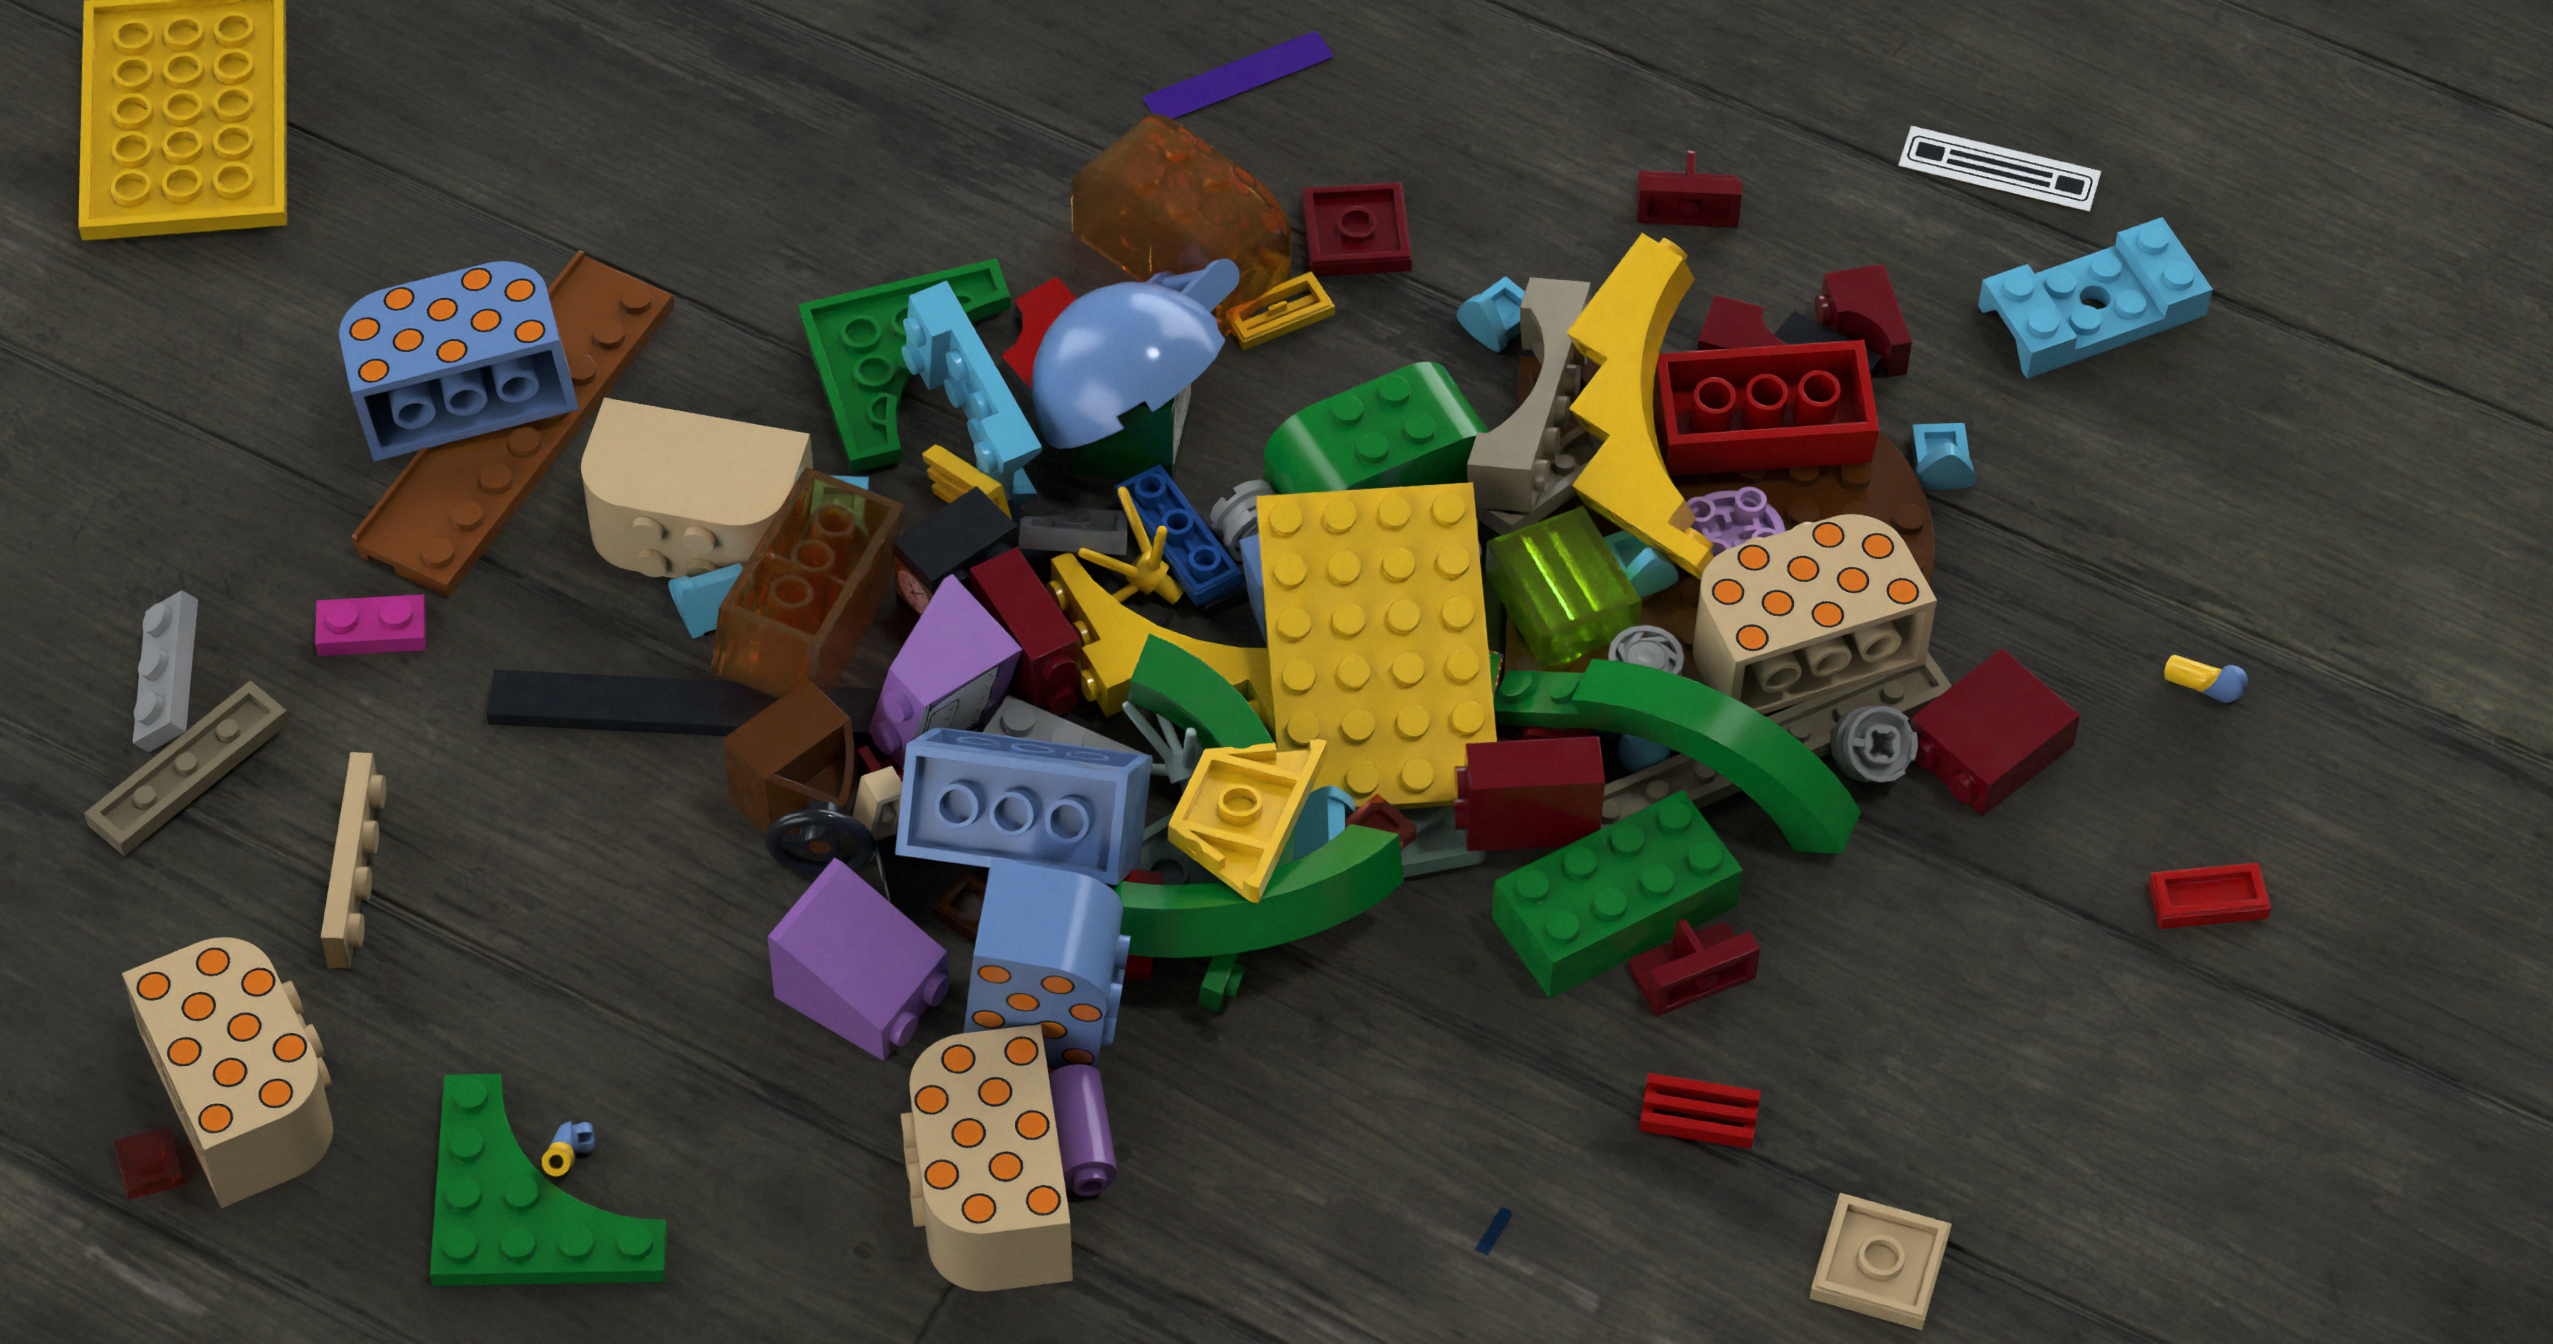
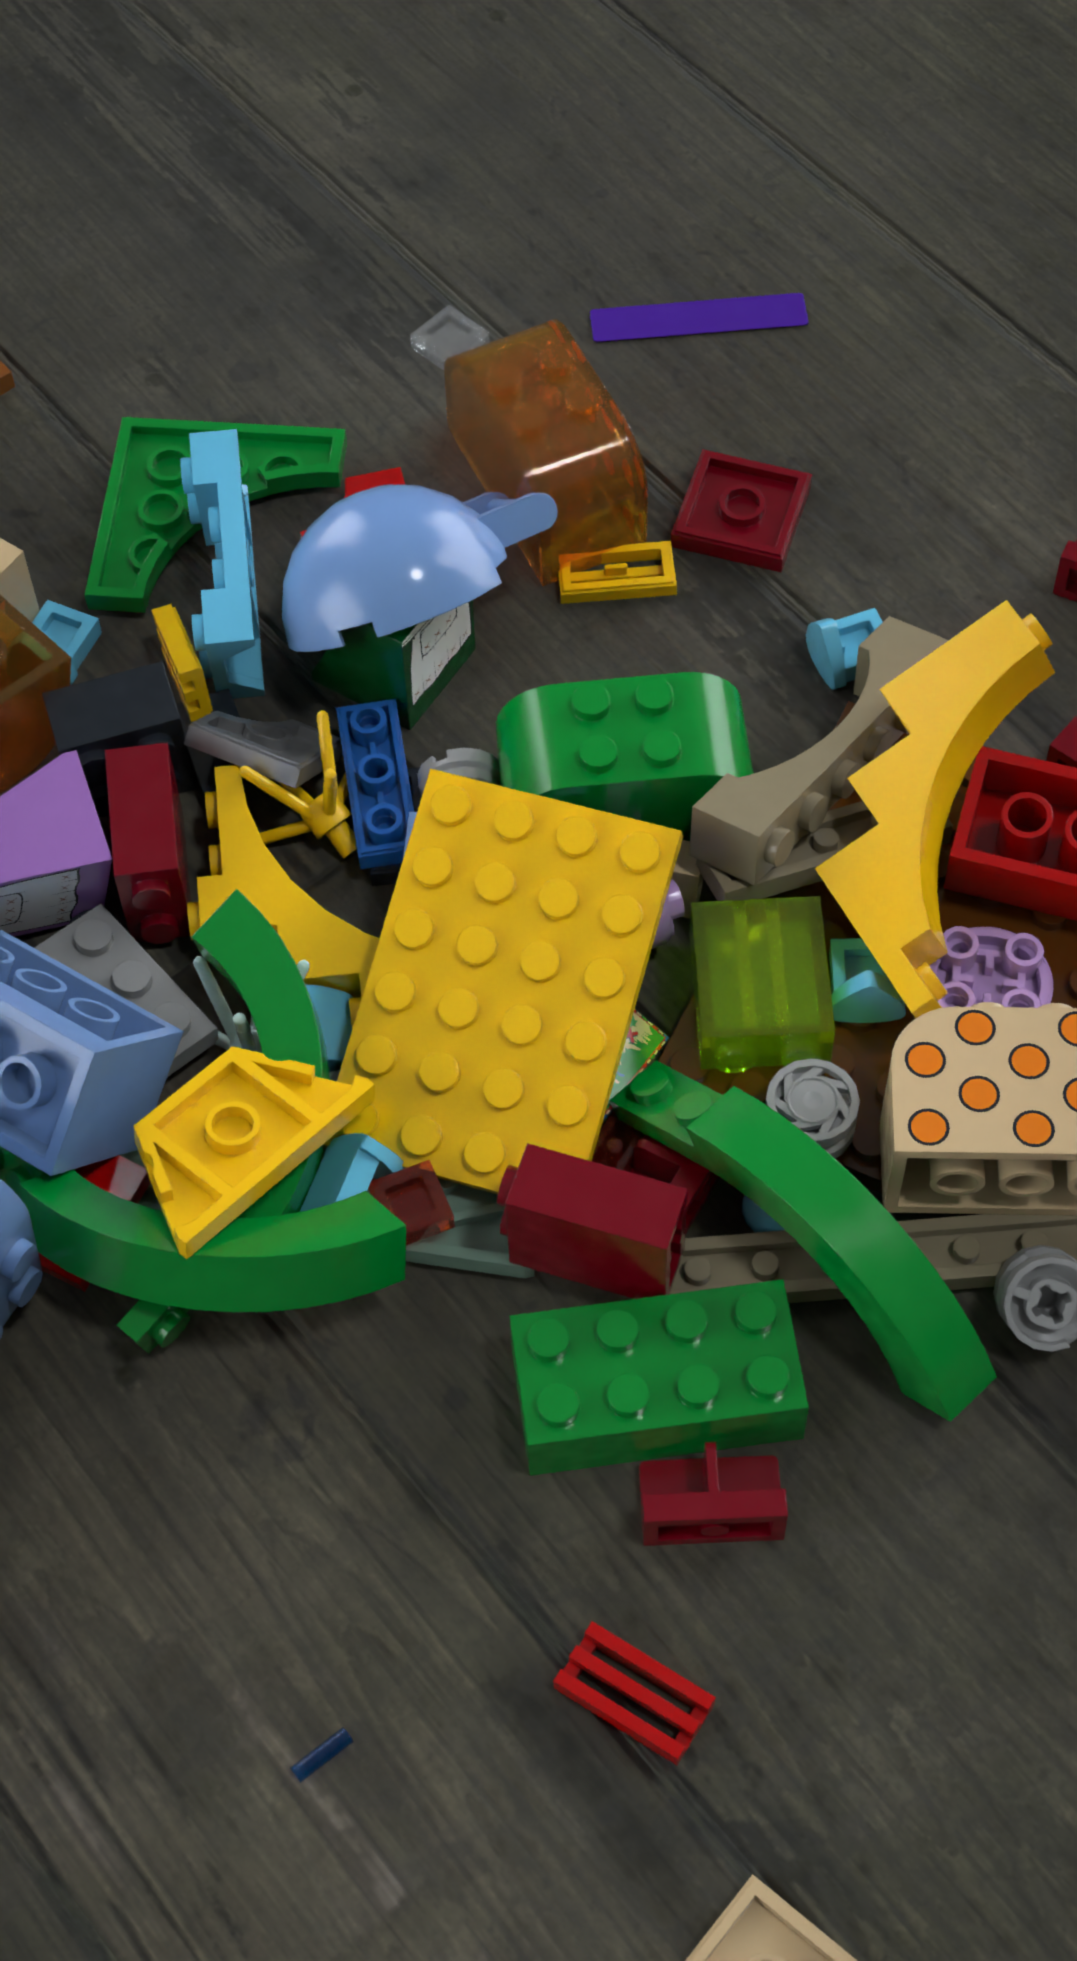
camera: 25 degrees right, 5 degrees up
(1037, 157) = (447, 335): none -> clear tile

